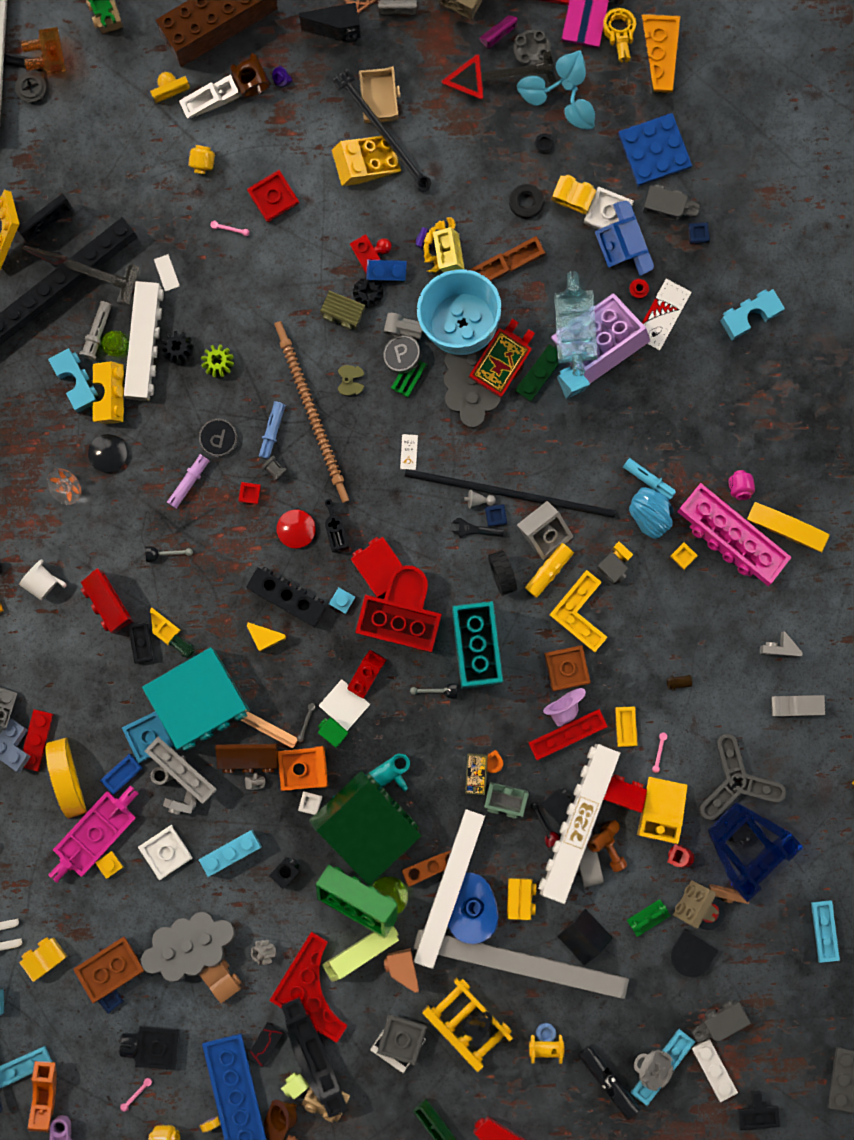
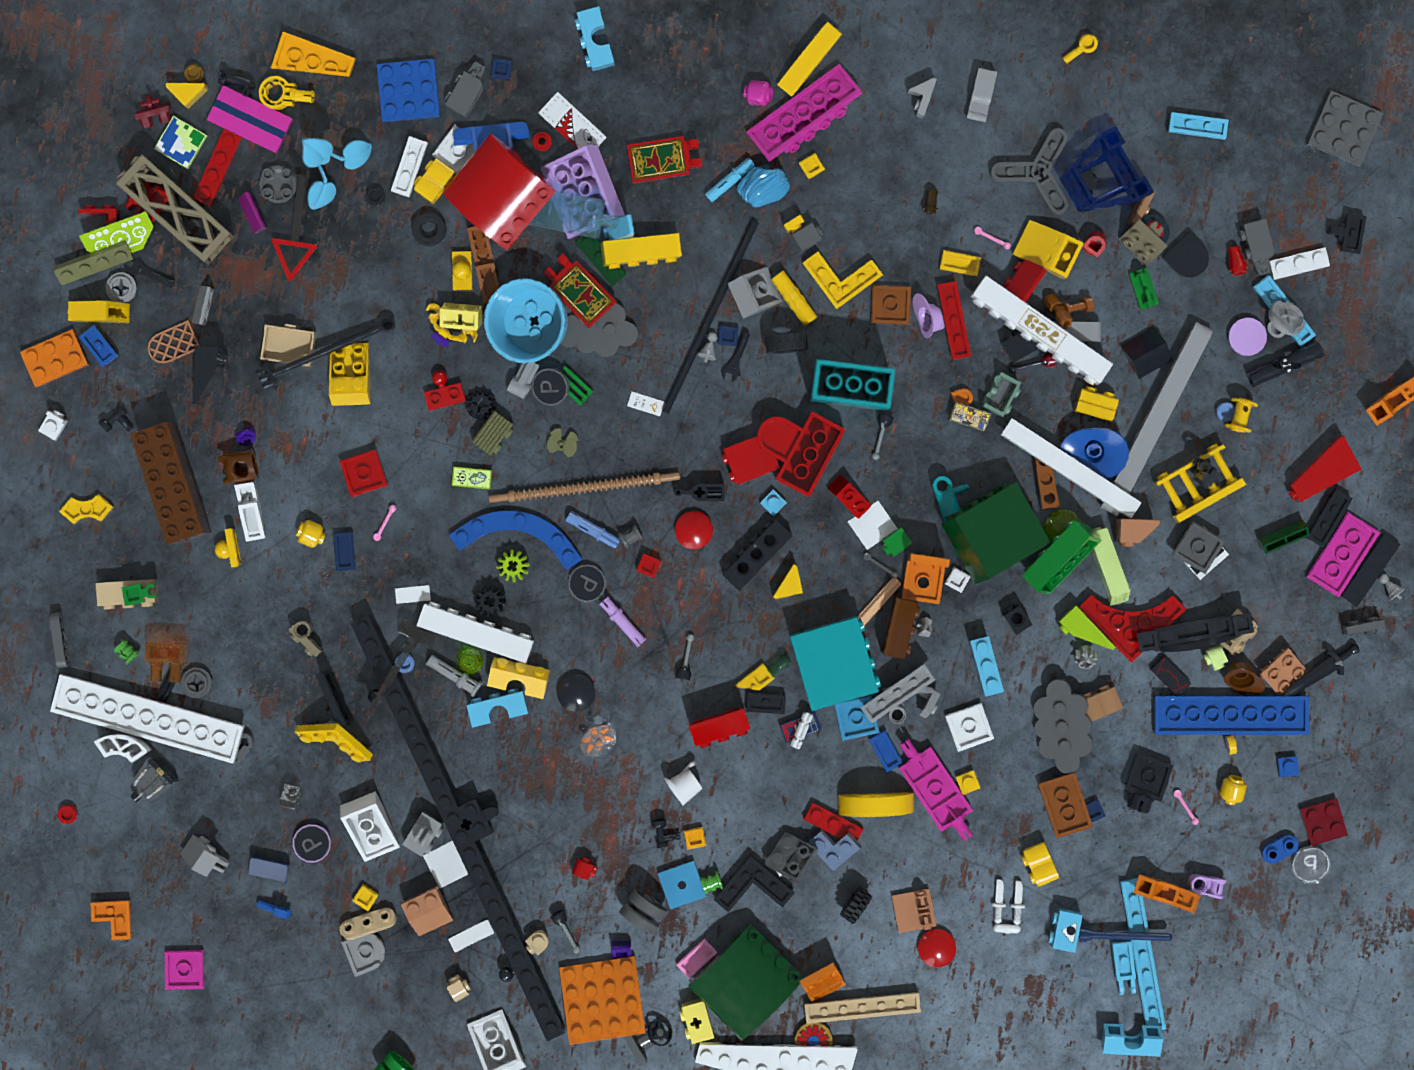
camera: 70 degrees left, 5 degrees up
(45, 14) = (126, 651): none -> bright green bush
(91, 186) = (311, 647): none -> dark tan plate
(96, 284) = (408, 665): none -> medium blue tile
(122, 684) = (801, 730): none -> white axle
(125, 682) = (789, 728): none -> dark blue tile
(192, 197) = (344, 551): none -> dark blue tile
(262, 359) = (520, 522): none -> blue plate
(292, 939) = (1078, 625): none -> lime slope
(294, 301) = (471, 478): none -> tile
(386, 270) = (464, 381): blue plate -> none
(493, 242) = (462, 270): none -> yellow tile
(558, 408) = (641, 249): none -> yellow brick
(579, 255) = (498, 191): none -> red slope
(581, 167) = (409, 167): none -> white plate
(627, 1035) = (1247, 336): none -> lavender tile
(652, 408) = (662, 159): none -> tile
(698, 1006) = (1237, 263): none -> red cone

